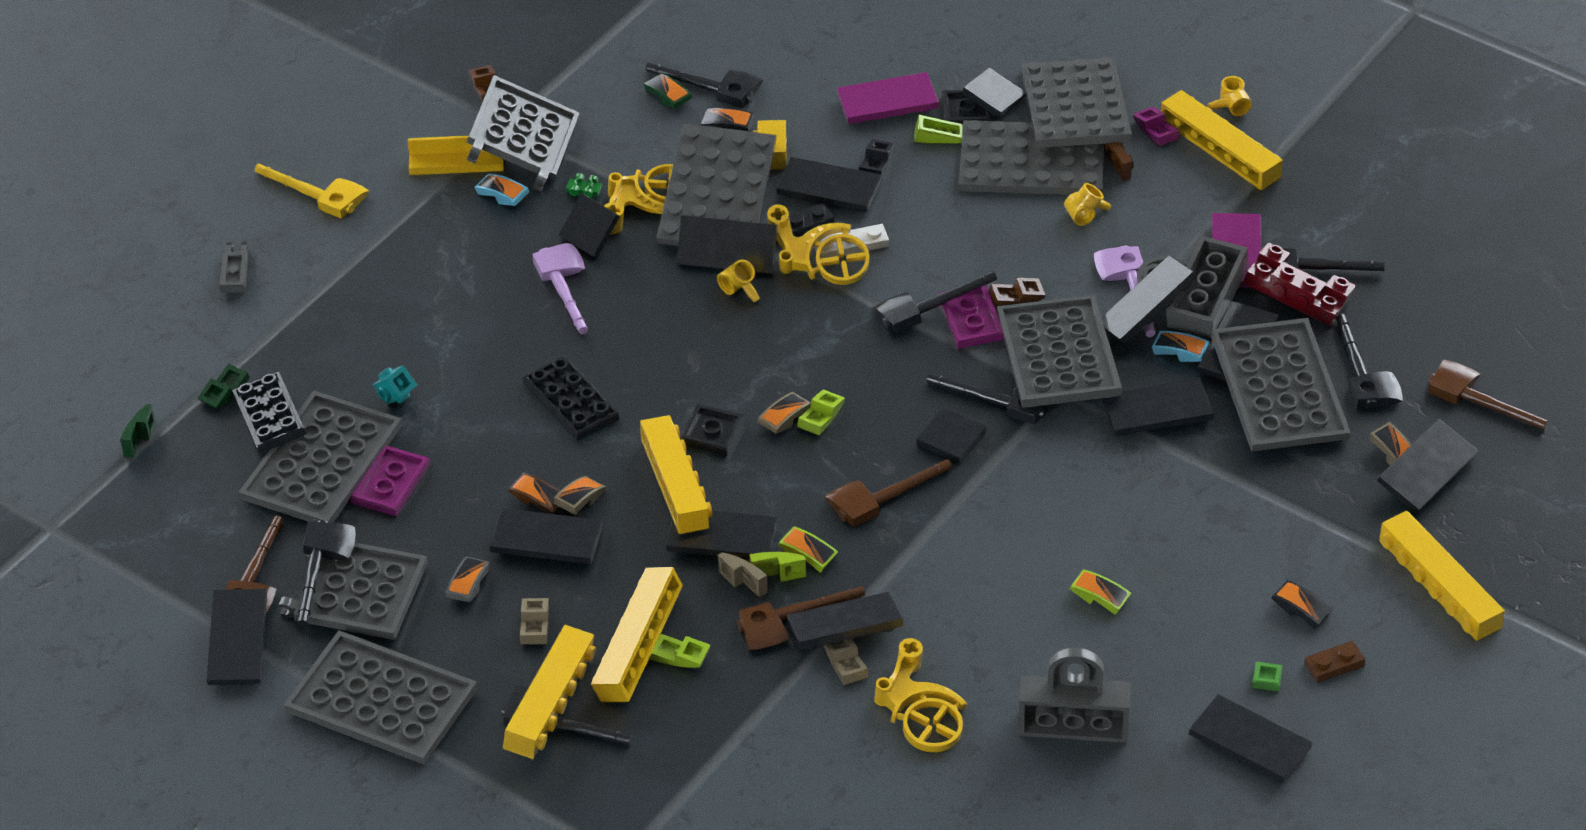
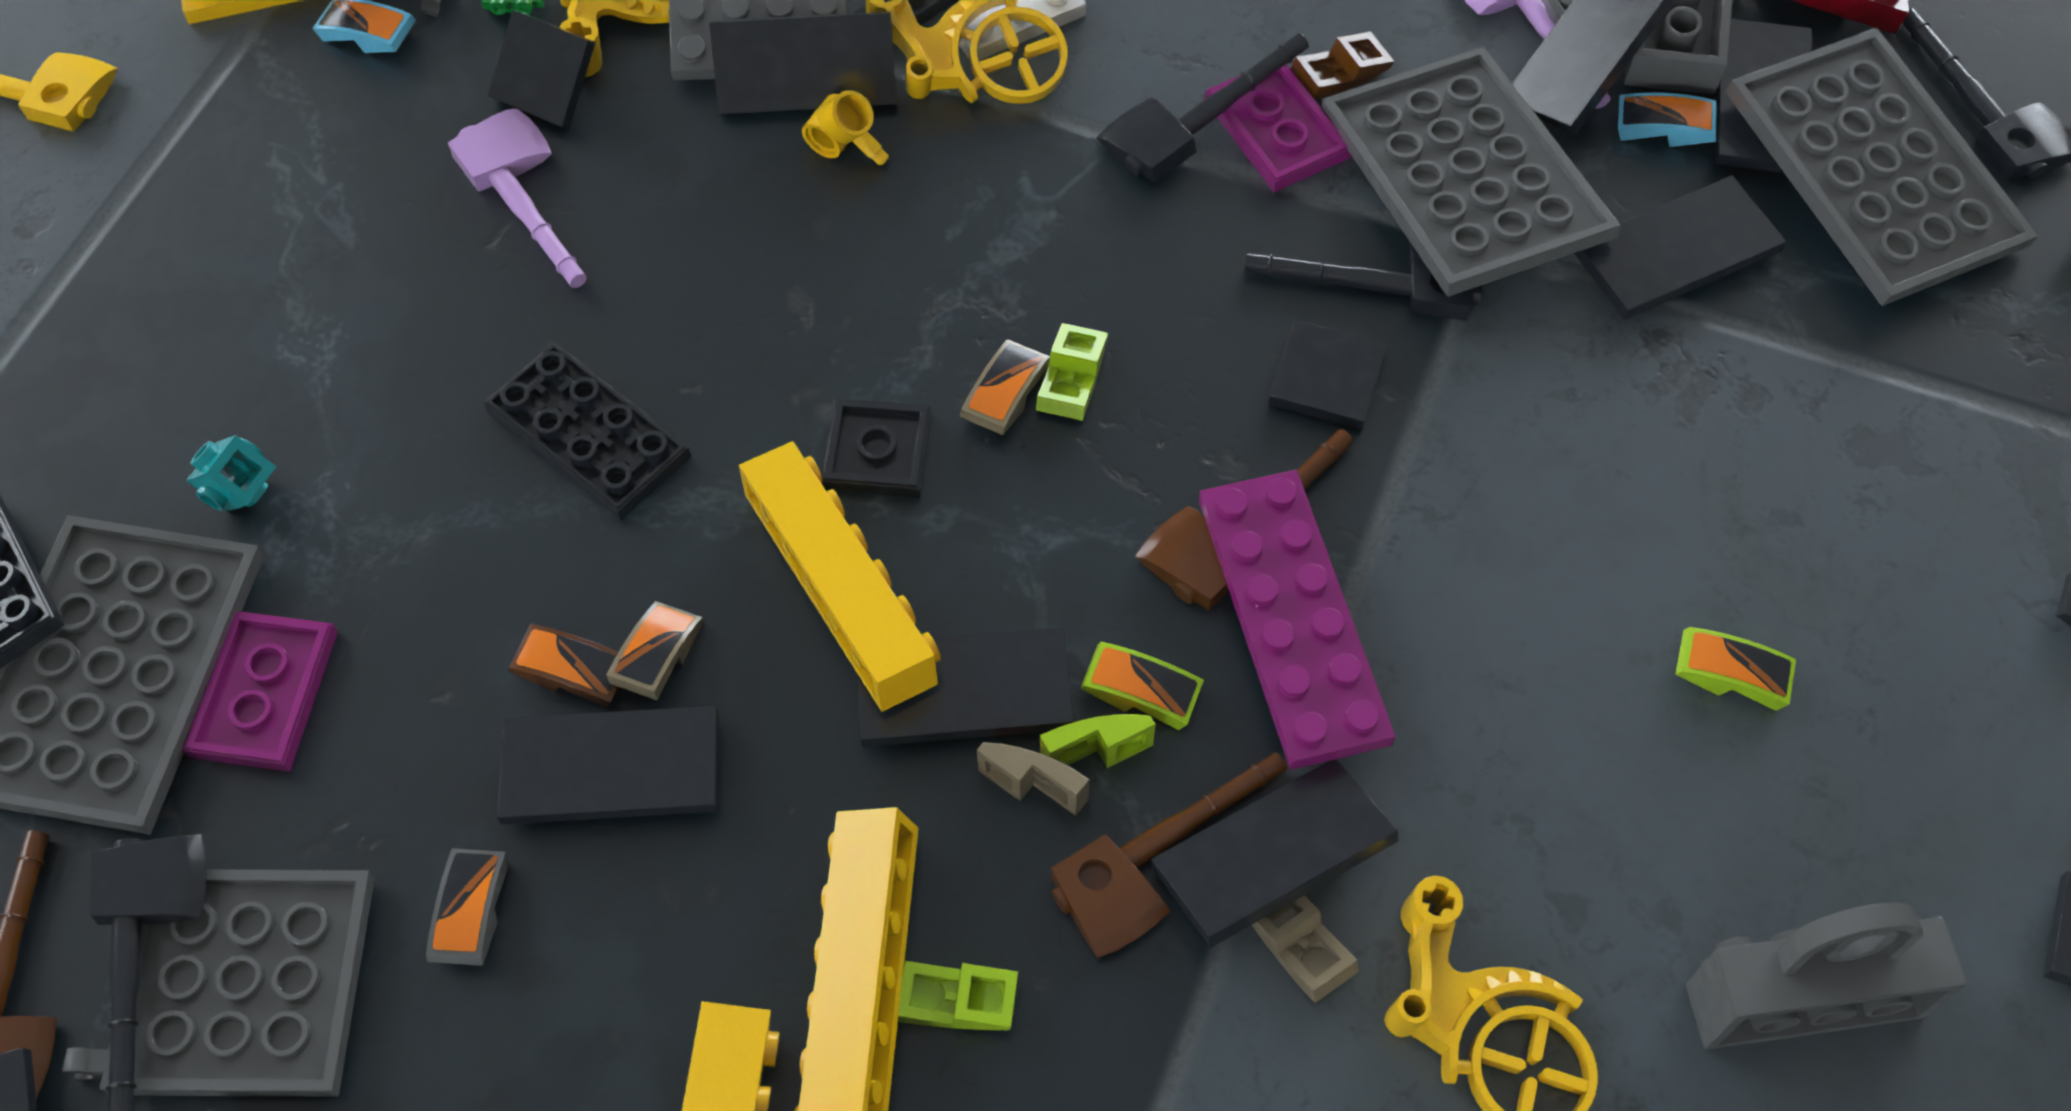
camera: 15 degrees left, 15 degrees up
(534, 621) = (630, 982): dark tan slope -> none
(889, 531) = (1295, 620): none -> magenta plate

